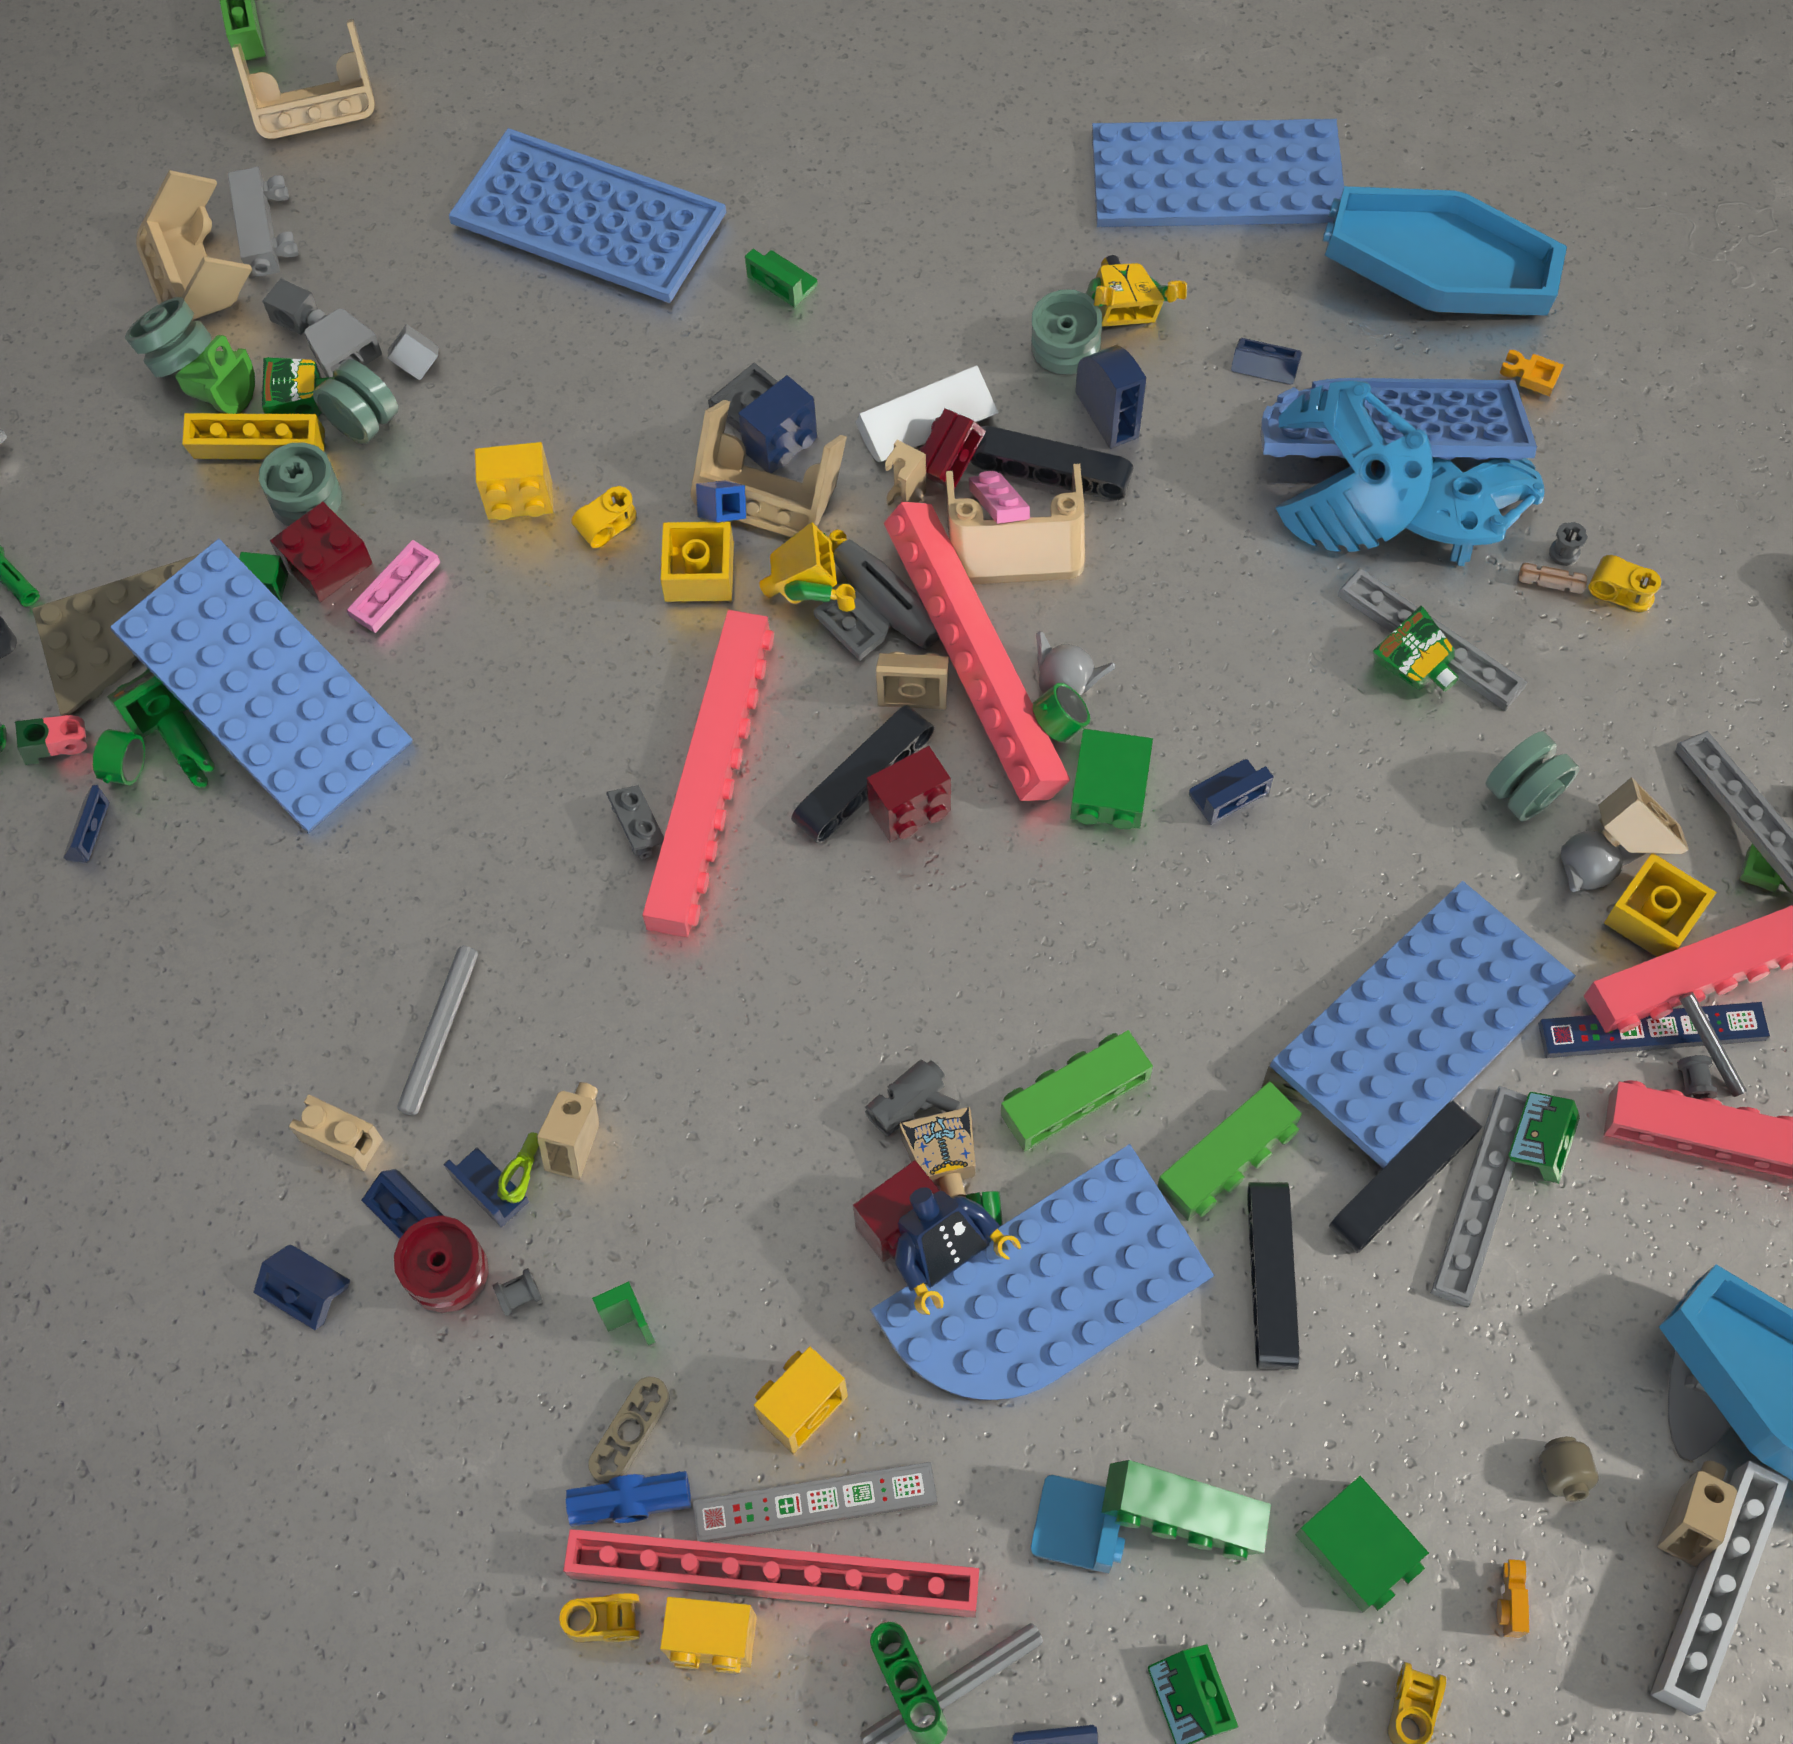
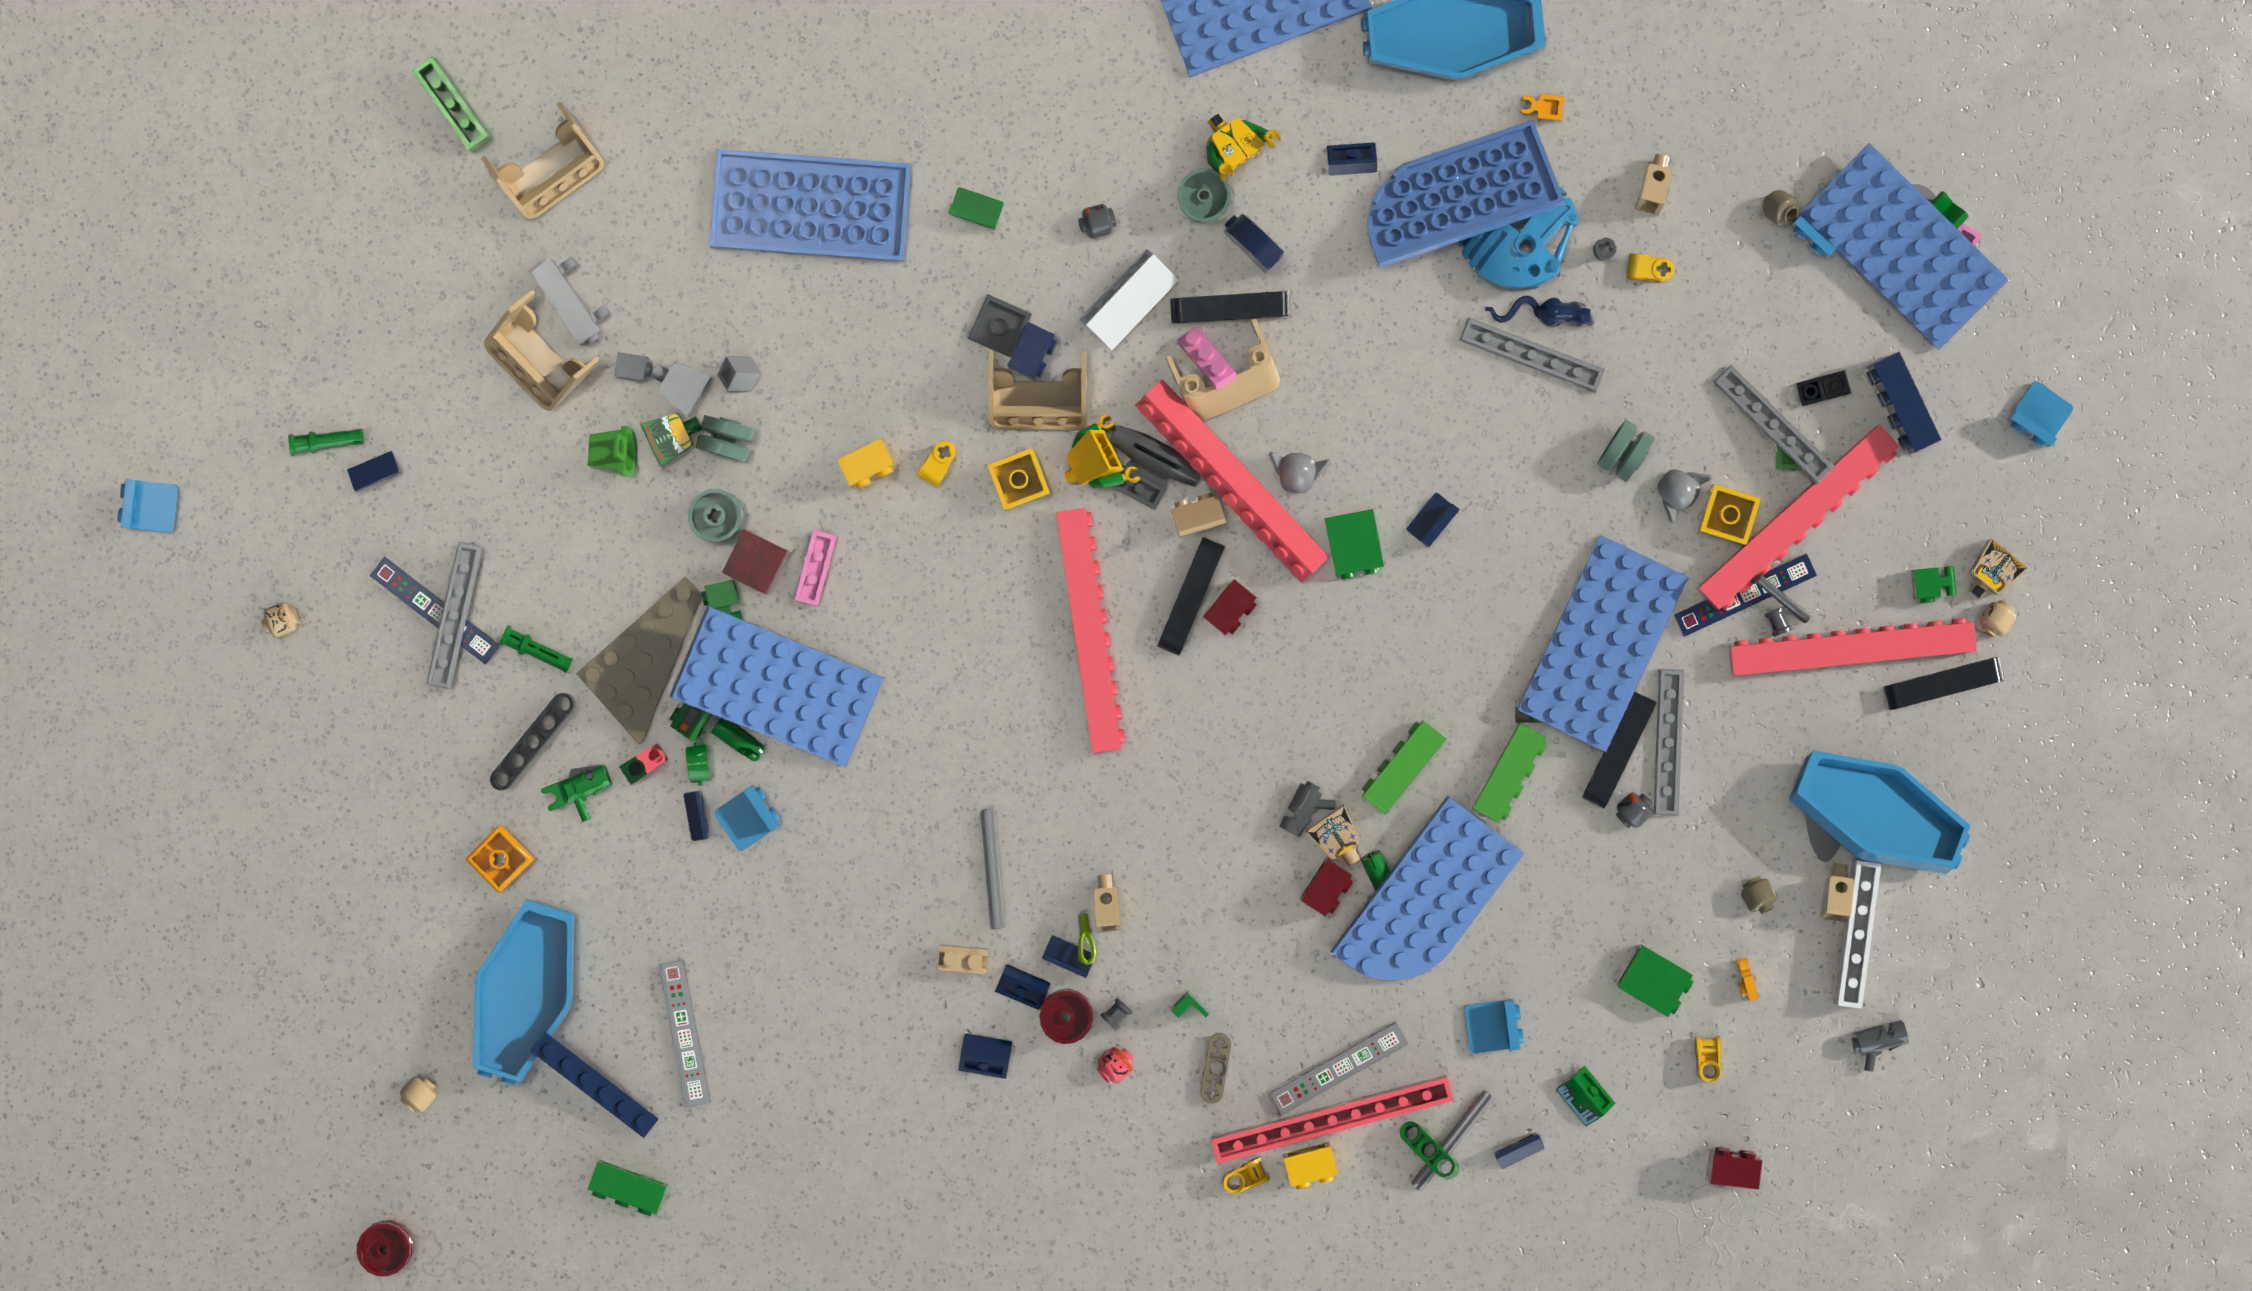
camera: 25 degrees left, 25 degrees up
(148, 848) = (747, 817): none -> dark azure bracket
(168, 337) = (565, 434): sand green wheel -> none
(247, 434) = (664, 489): yellow brick -> none
(481, 1366) = (1115, 1065): none -> coral head
(628, 1498) = (1232, 1107): blue piece -> none
(636, 820) = (1057, 684): dark grey hinge -> none
(721, 501) = (1019, 432): blue brick -> none
(800, 1398) = (1310, 1019): yellow brick -> none
(909, 473) = (1136, 359): tan hinge -> none
(922, 324) = (1097, 221): none -> dark grey head
(941, 1238) = (1358, 901): torso -> none
(951, 446) = (1157, 328): dark red brick -> none
(1061, 712) = (1306, 508): green piece -> none
(1186, 1509) = (1550, 1002): brick -> none
(1273, 1276) = (1558, 840): black beam -> none
(1354, 503) = (1459, 267): dark azure piece -> none
(1404, 1270) = (1634, 810): none -> dark grey head
(1418, 652) = (1527, 377): torso -> none
(1474, 596) = (1551, 312): none -> dark blue animal
(1545, 1134) = (1695, 693): green panel -> none
(1552, 578) = (1600, 277): medium nougat axle -> none
(1639, 822) = (1703, 460): tan slope -> none
(1660, 479) = (1653, 192): none -> tan torso

